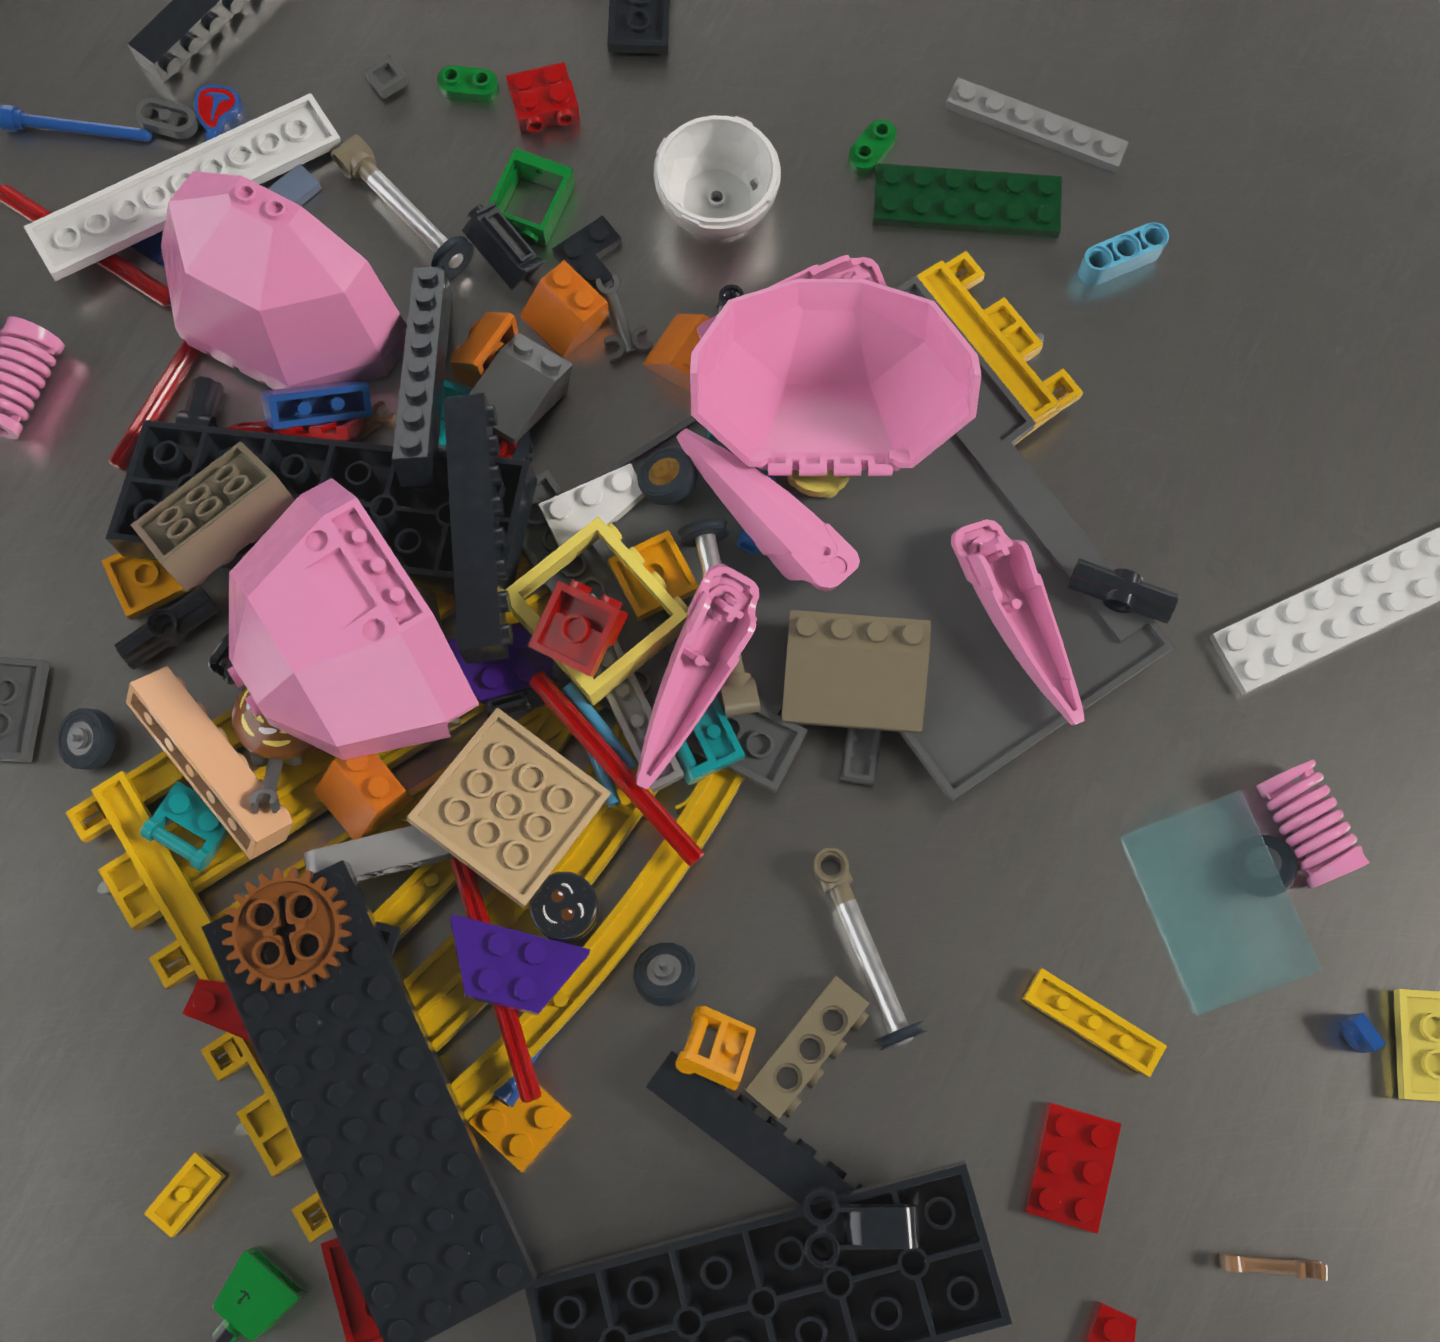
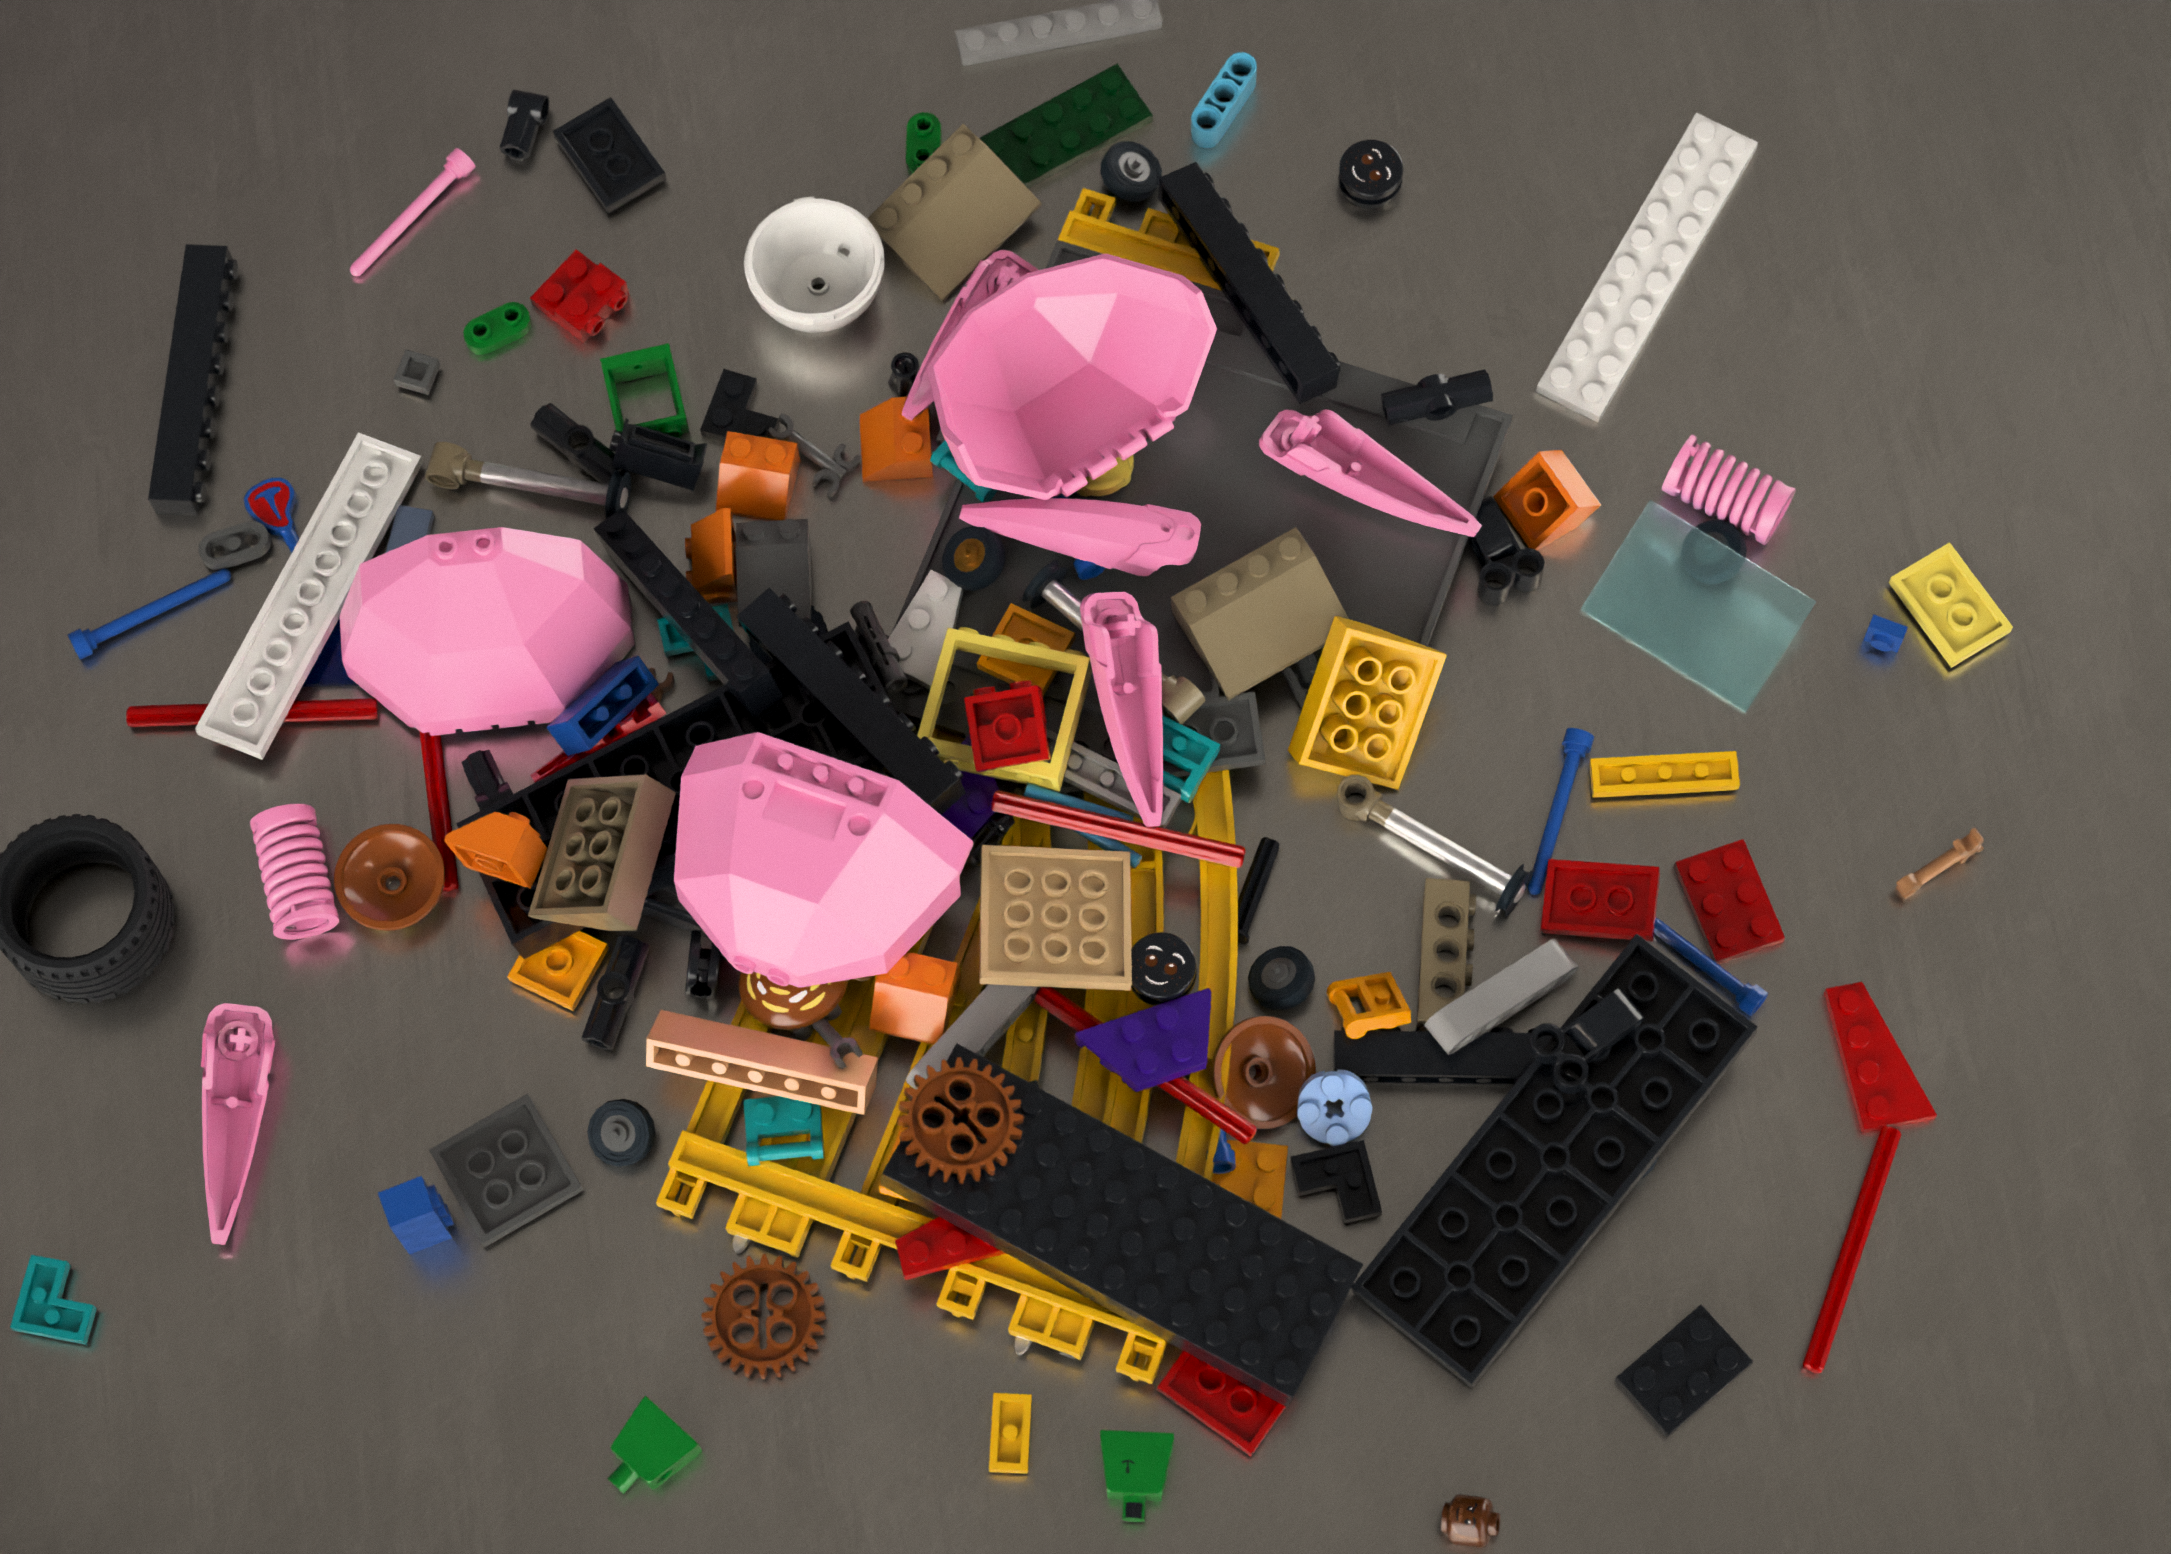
camera: 30 degrees left, 5 degrees down
(64, 415) = (385, 856): none -> dark orange dish
(99, 979) = (797, 1315): none -> dark orange gear
(143, 459) = (500, 847): none -> orange slope
(453, 191) = (566, 433): none -> black piece
(540, 507) = (891, 674): none -> dark grey pin
(594, 1062) = (1281, 1064): none -> dark orange dish
(601, 1170) = (1341, 1168): none -> black plate
(614, 1125) = (1334, 1128): none -> light blue plate
(701, 882) = (1254, 885): none -> black axle
(823, 1121) = (1501, 996): none -> light grey beam
(854, 205) = (953, 212): none -> dark tan slope
(889, 799) = (1366, 703): none -> yellow slope
(966, 1093) = (1600, 899): none -> red plate
(1012, 262) = (1130, 171): none -> black wheel
(1031, 1263) = (1748, 996): none -> blue piece
(1037, 948) = (1576, 744): none -> blue piece
(1038, 404) = (1249, 282): none -> black brick
(1087, 751) = (1502, 557): none -> black piece
(1156, 730) = (1546, 499): none -> orange slope
(1197, 382) = (1370, 174): none -> black head

